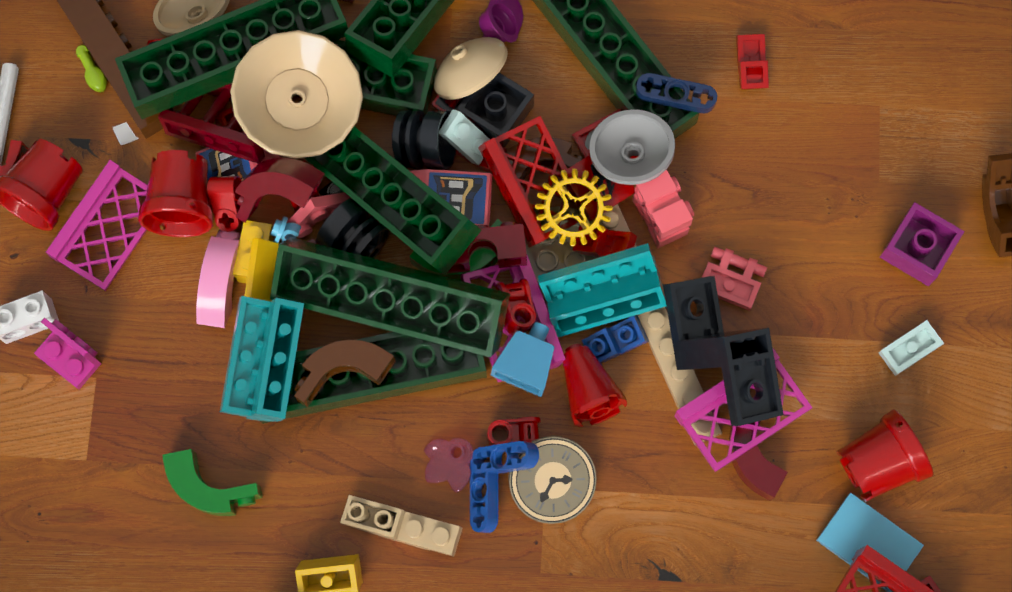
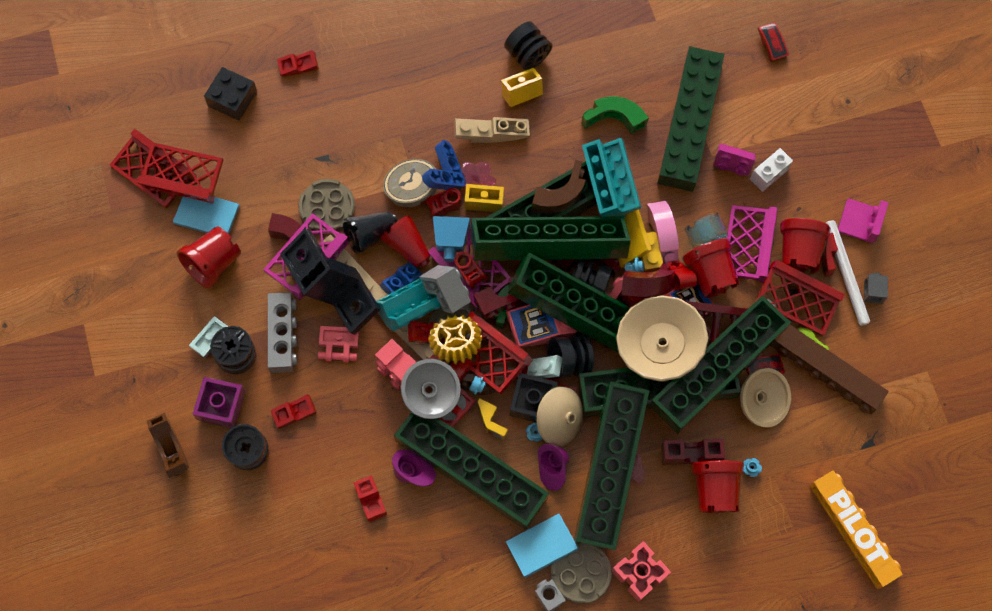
camera: 155 degrees right, 5 degrees down
(59, 131) = (809, 284): none -> red fence
(97, 440) = (691, 119): none -> dark green brick
(161, 252) = (706, 230): none -> clear light blue brick
(454, 414) = (483, 198): none -> yellow brick
(513, 68) = (530, 433): none -> medium azure plate
(561, 113) = (487, 413): none -> yellow slope
(561, 280) = (447, 286): none -> light grey brick
(565, 141) = (477, 385): none -> medium azure plate
(637, 425) = (367, 229): none -> black cone
(686, 63) = (412, 469): none -> magenta piece
(686, 495) = (329, 202): none -> dark tan tile
(697, 88) = (420, 446): dark blue beam -> none
(821, 208) = (293, 412): none -> red slope
(826, 280) = (281, 362): none -> light grey brick
(875, 323) = (237, 359): none -> black wheel
(906, 157) = (234, 450): none -> black wheel

